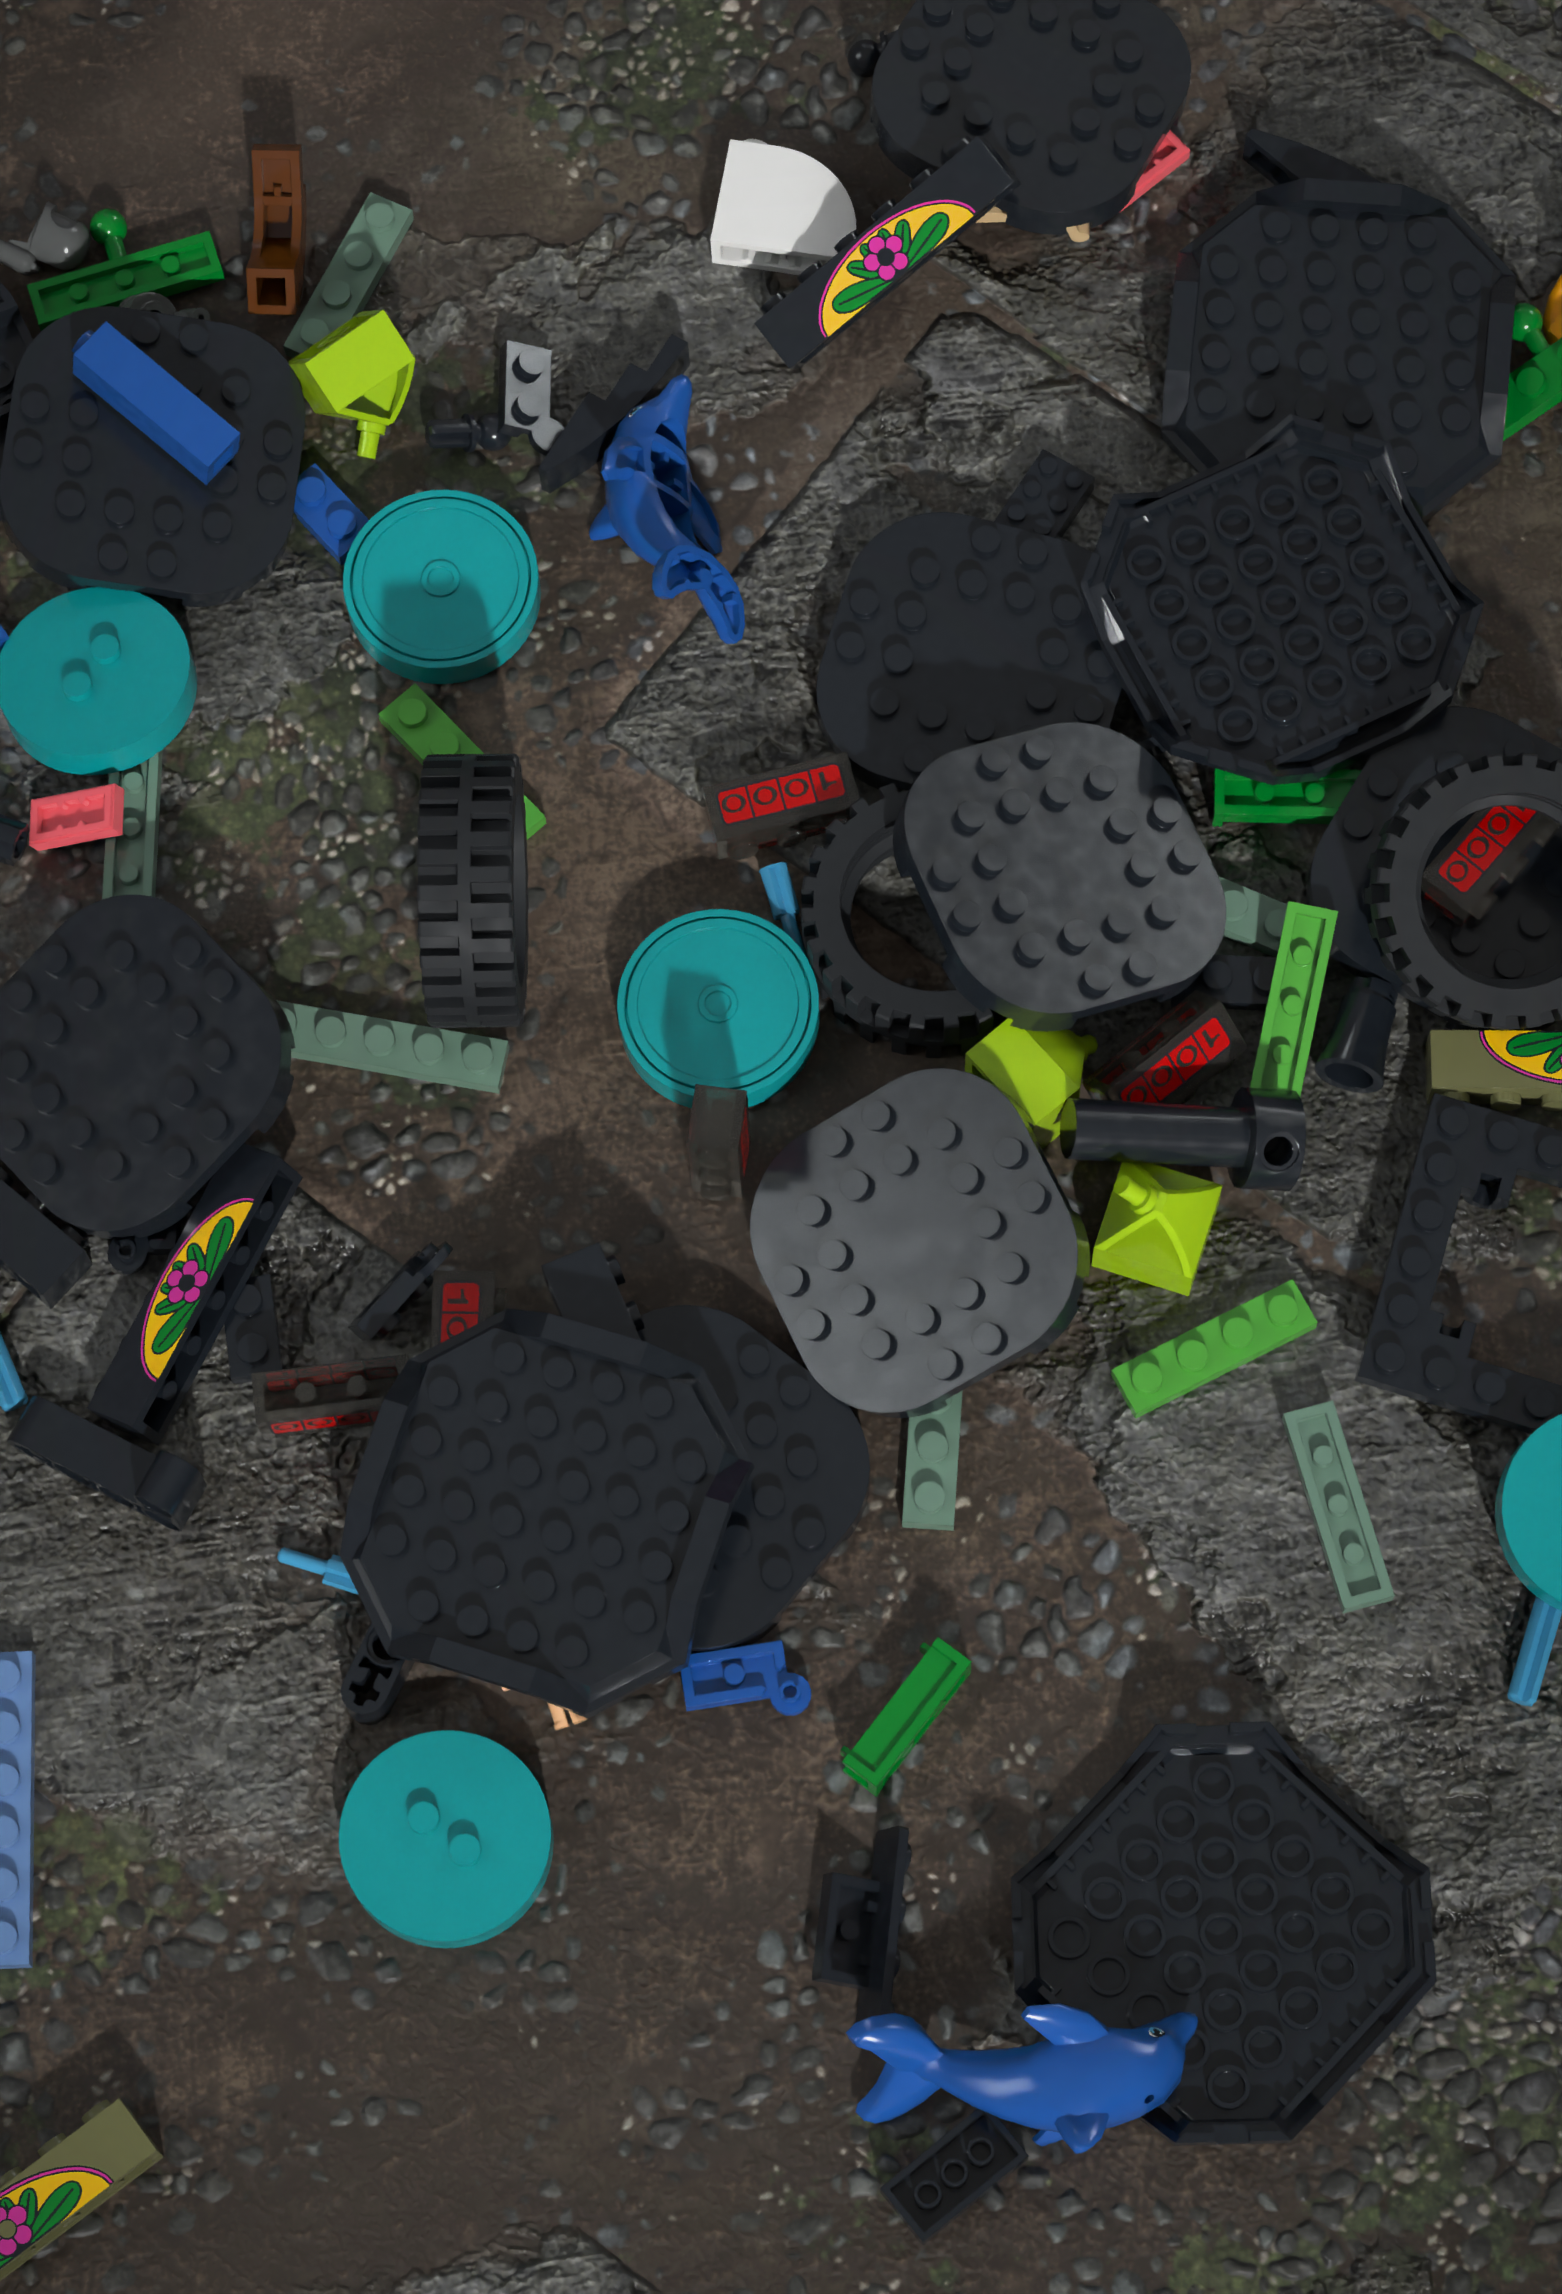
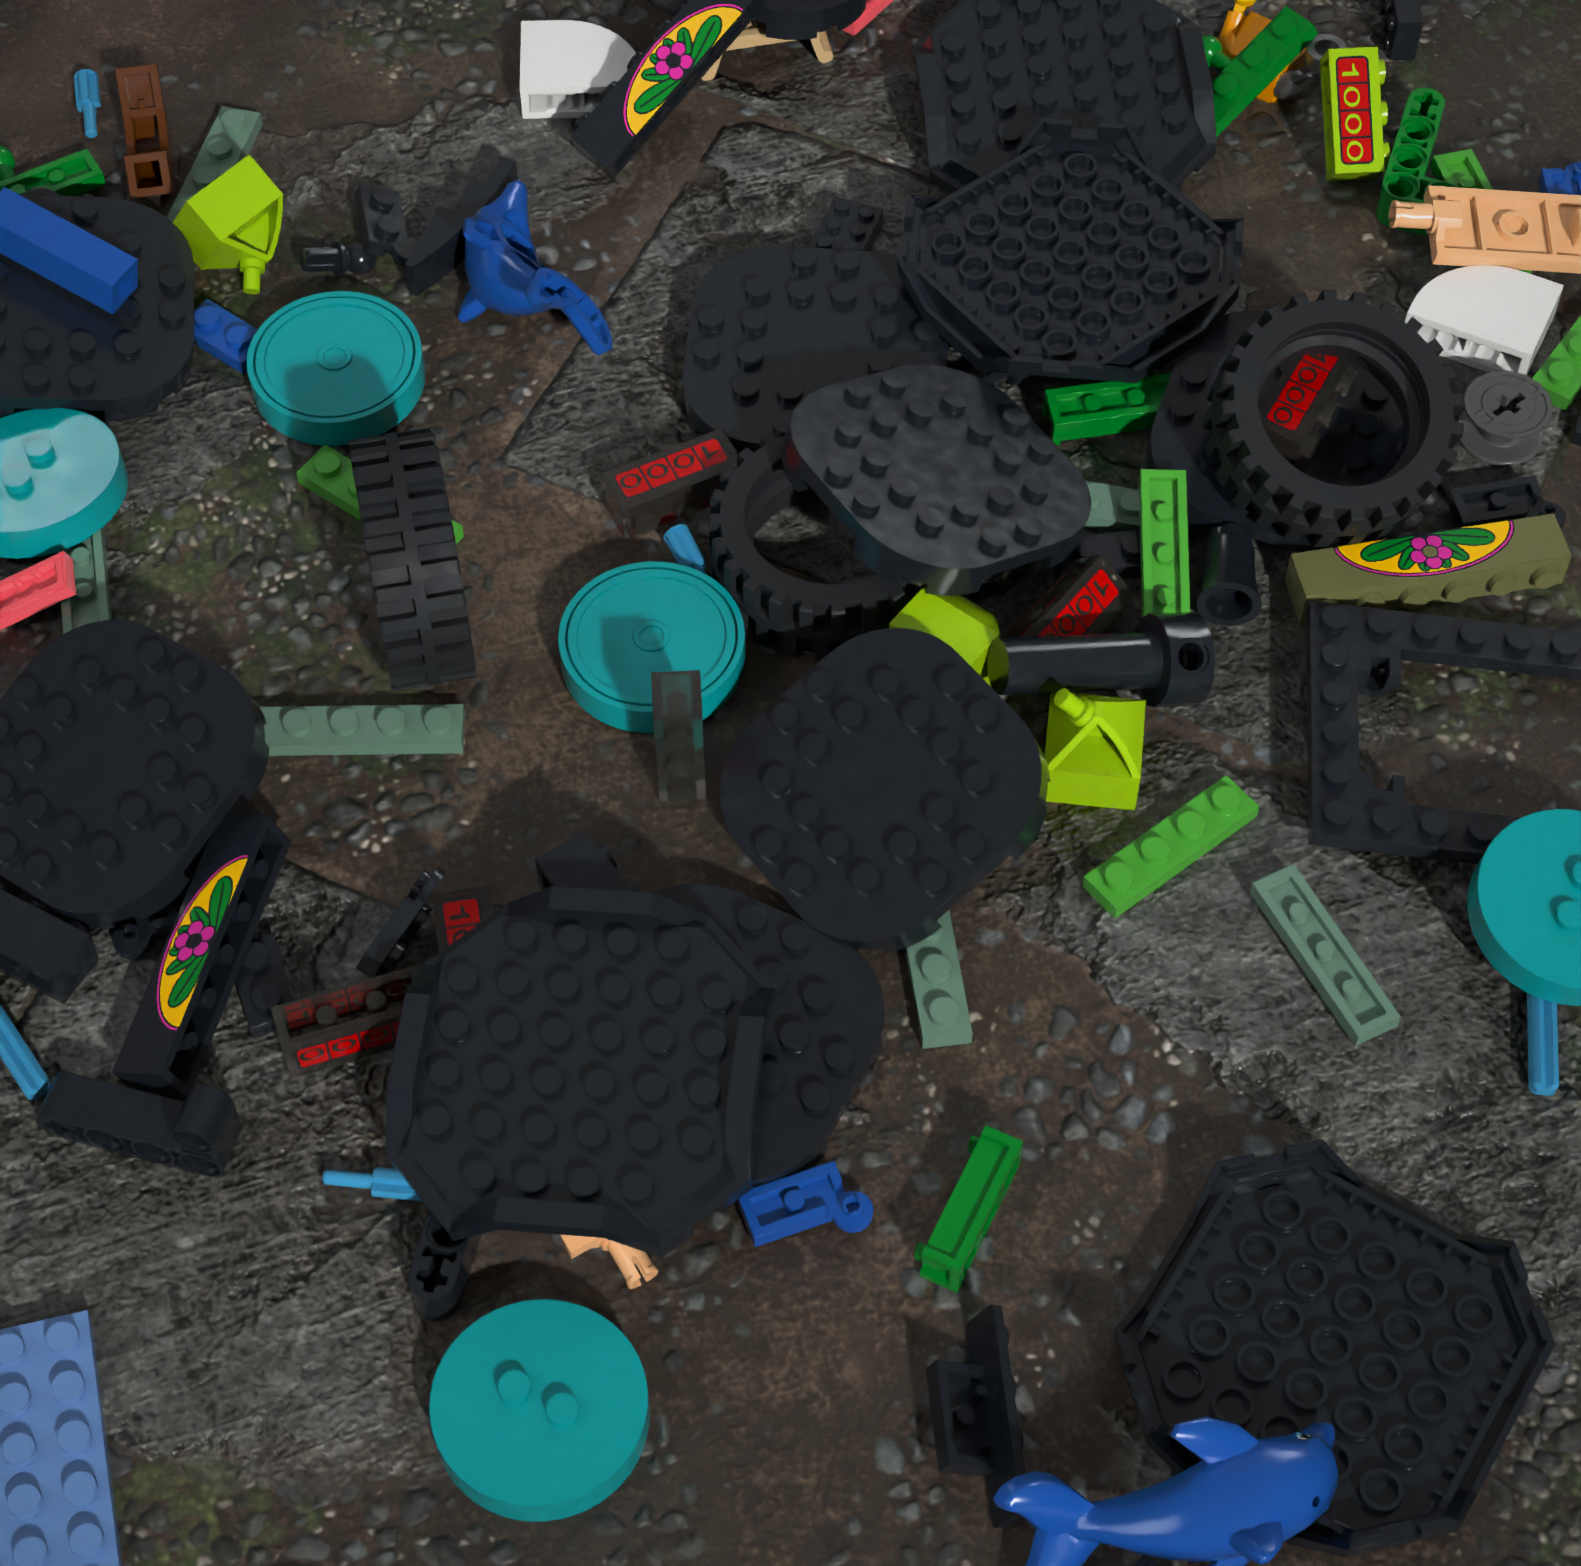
camera: 15 degrees left, 15 degrees down
(219, 154) = (88, 99): none -> dark azure axle

